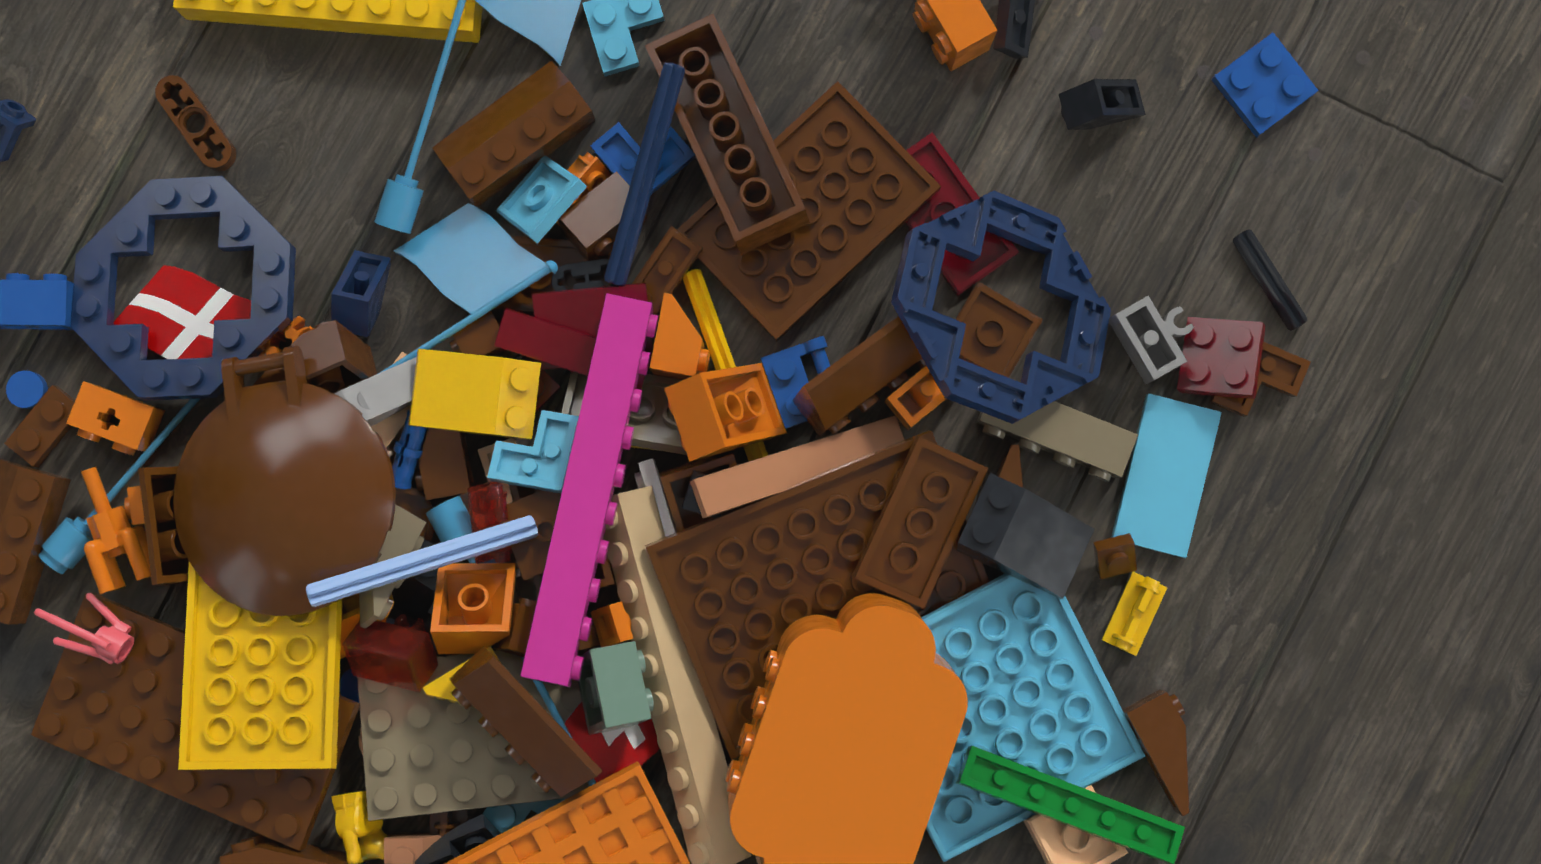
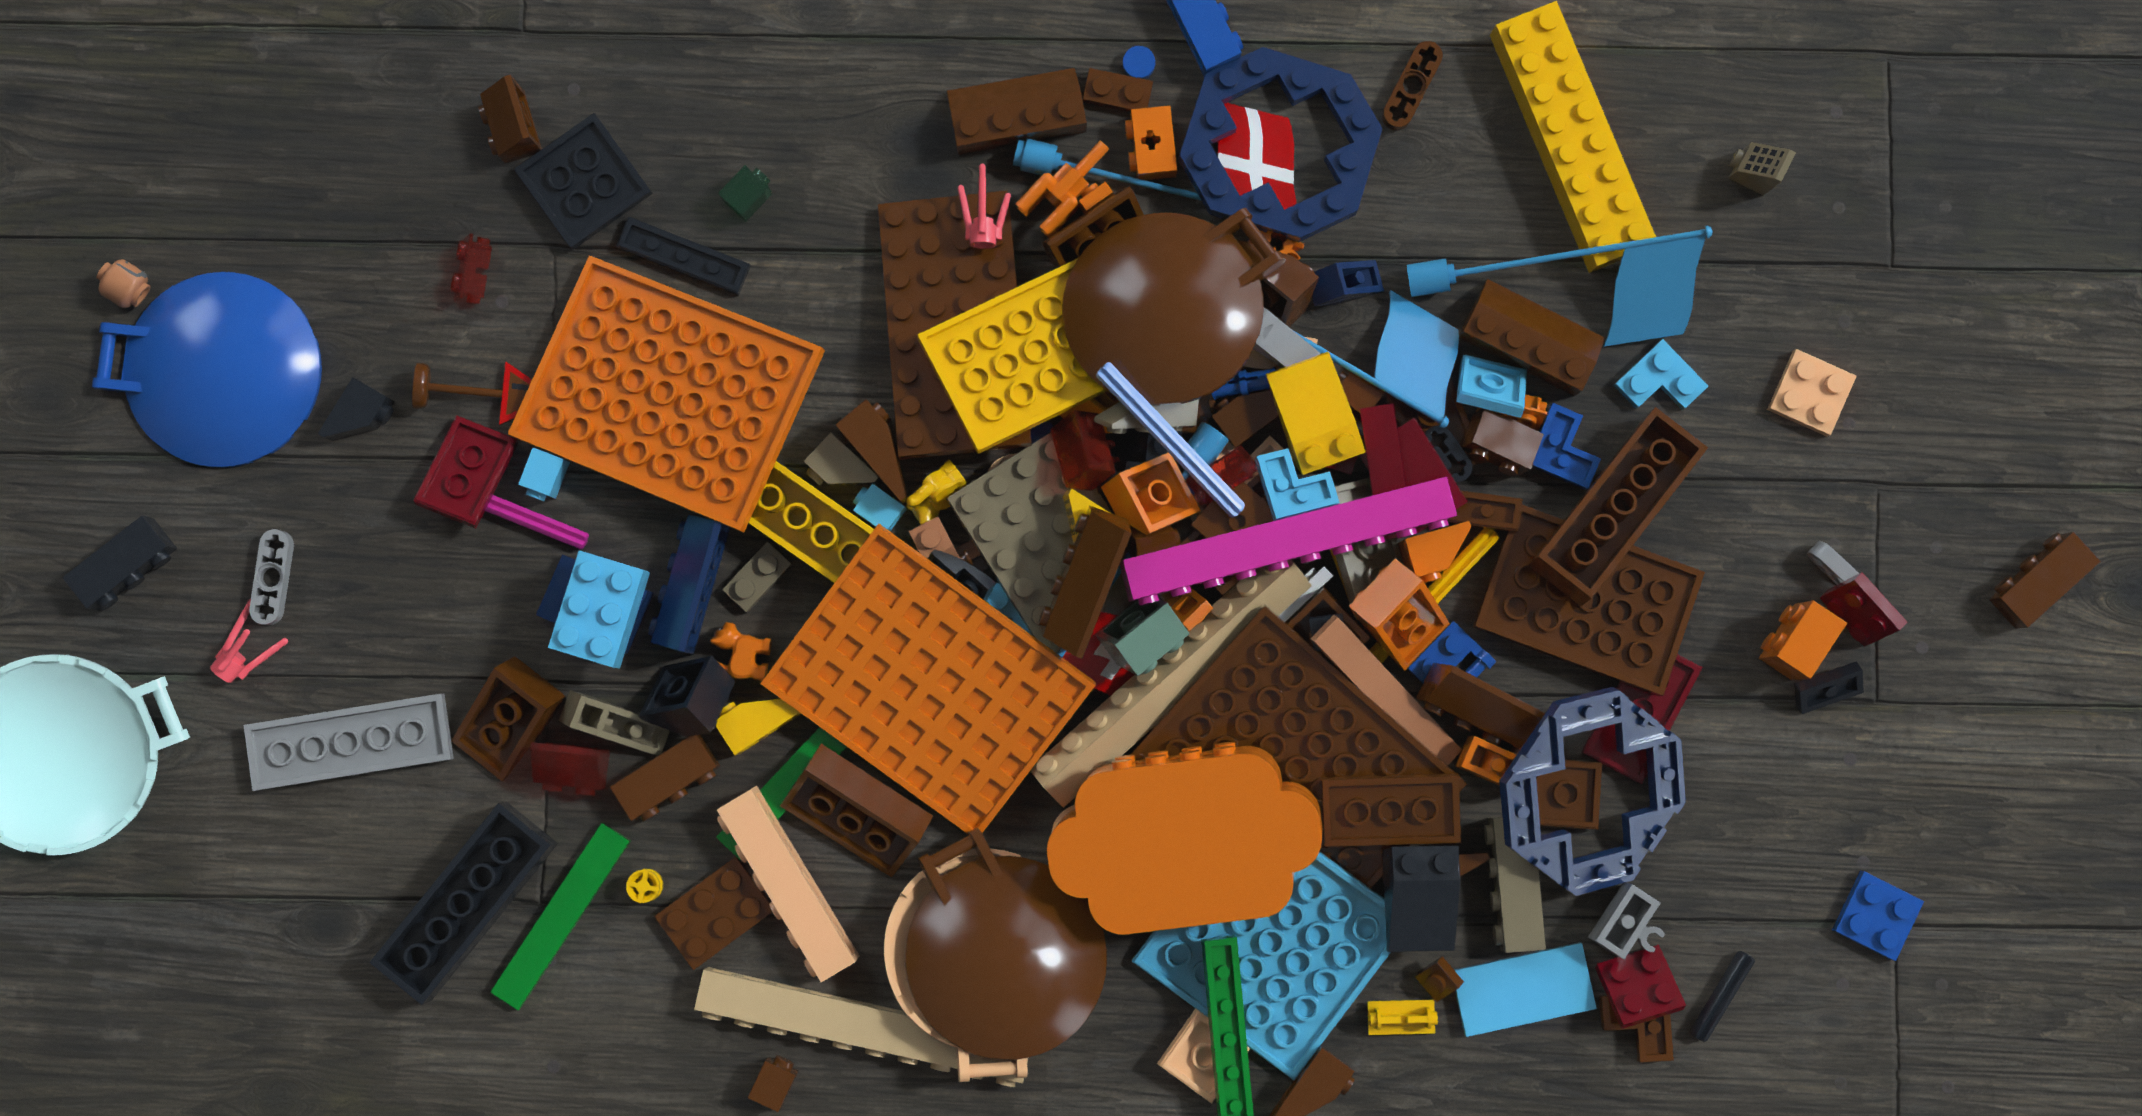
camera: 60 degrees right, 0 degrees up
(644, 174) = (1554, 458): dark blue axle -> none
(1101, 103) = (1795, 791): black slope -> none

